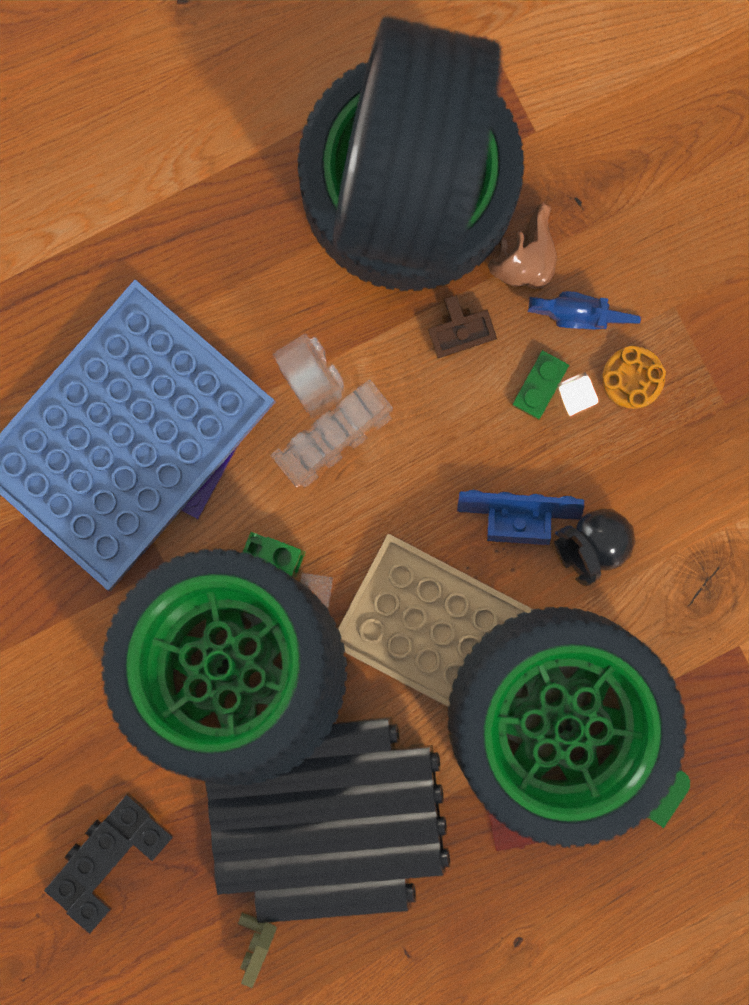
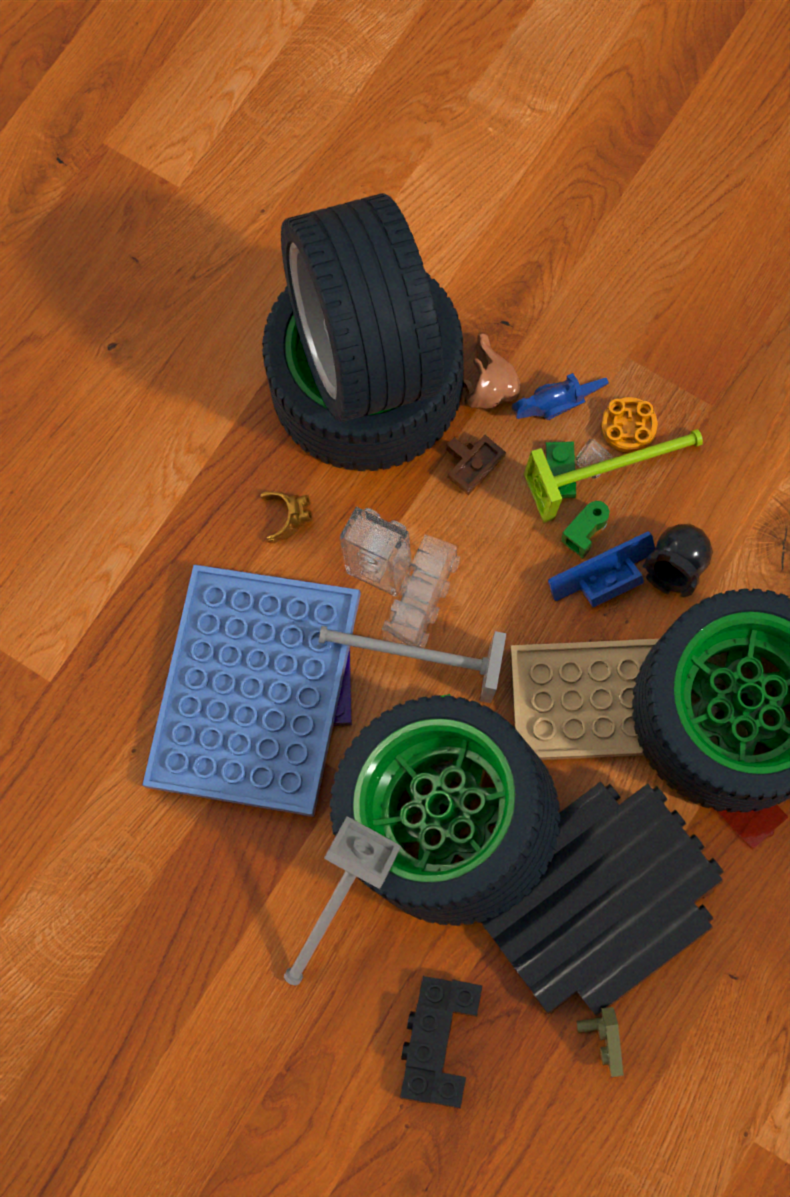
camera: 20 degrees left, 15 degrees down
(111, 675) = (362, 855): none -> light grey tile
(264, 282) = (297, 514): none -> pearl gold helmet
(353, 544) = (488, 666): none -> light grey tile
(513, 396) = (545, 486): none -> lime tile
(540, 453) = (584, 526): none -> green leg

